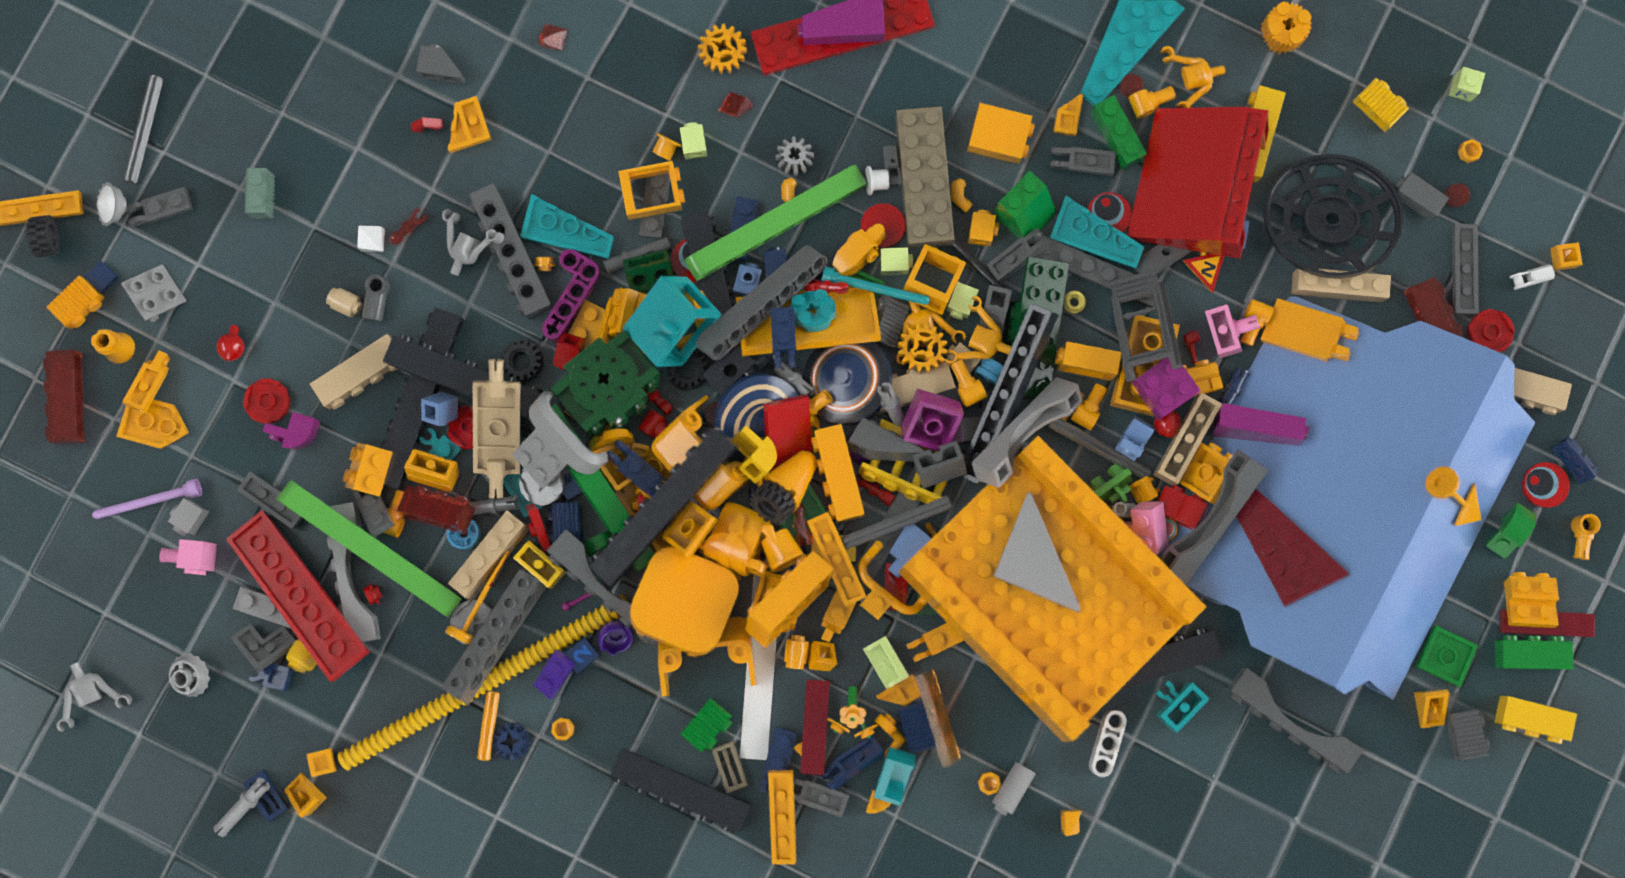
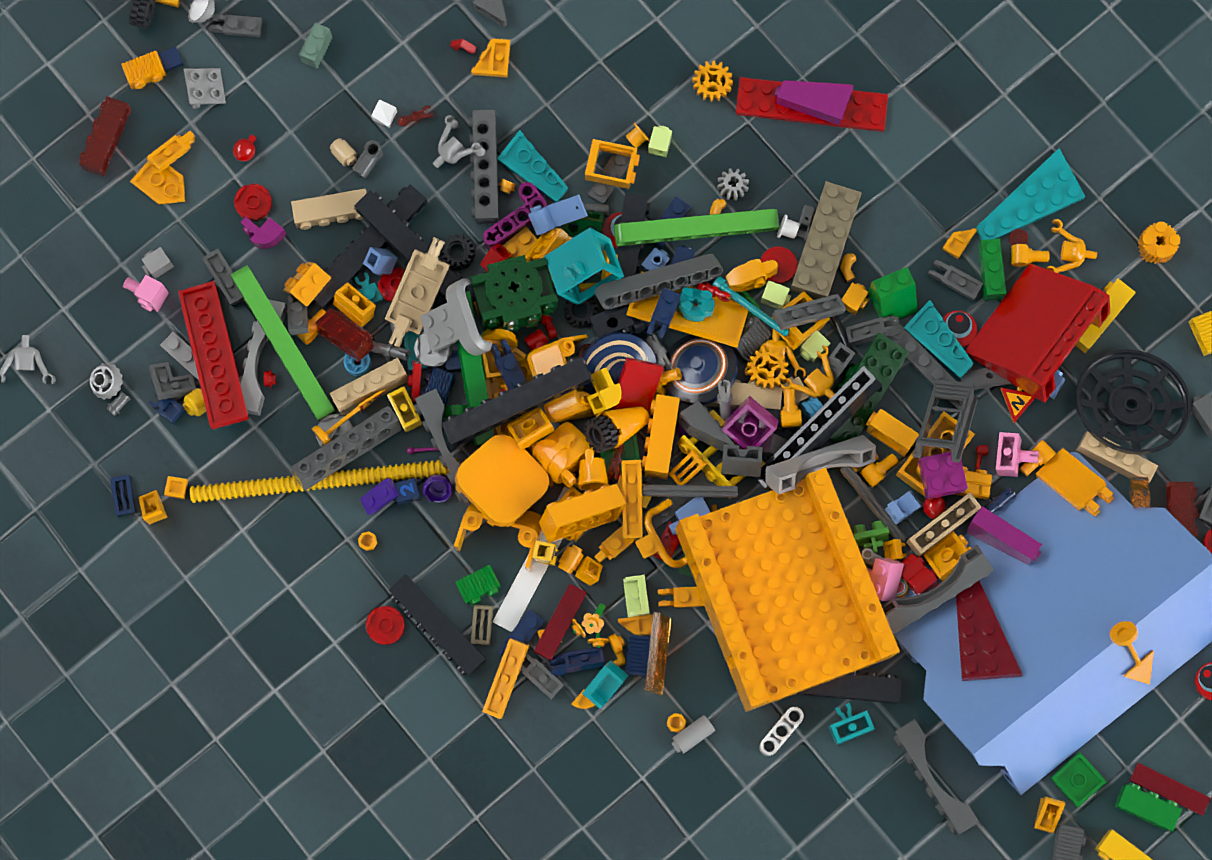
camera: 25 degrees right, 5 degrees down
(115, 346) = (158, 113): light orange plant -> none
(190, 489) = (167, 243): lavender piece -> none
(214, 695) = (118, 403): none -> dark grey pin
(247, 800) = (109, 491): light grey pin -> none
(488, 725) = (312, 515): light orange axle -> none
(519, 748) = (328, 541): dark blue gear -> none
(552, 37) = (587, 20): clear red slope -> none
(615, 273) = (556, 214): none -> medium blue door
(623, 813) = (385, 625): none -> red tile
(735, 105) = (704, 127): clear red slope -> none
(766, 659) = (545, 553): none -> yellow leg
(883, 495) = (680, 455): red piece -> none
(889, 484) = (698, 459): none -> light orange tile
(942, 266) = (809, 312): none -> dark grey plate
(1001, 133) = (899, 232): light orange brick -> none
(1032, 560) = (781, 561): light grey tile -> none
(1070, 821) = (726, 779): light orange slope -> none
(1080, 299) = (901, 378): light yellow plate -> none
(1385, 314) = (1139, 492): none -> clear orange leg
(1514, 530) = (1171, 704): green brick -> none
(1531, 600) = (1164, 764): light orange plate -> none

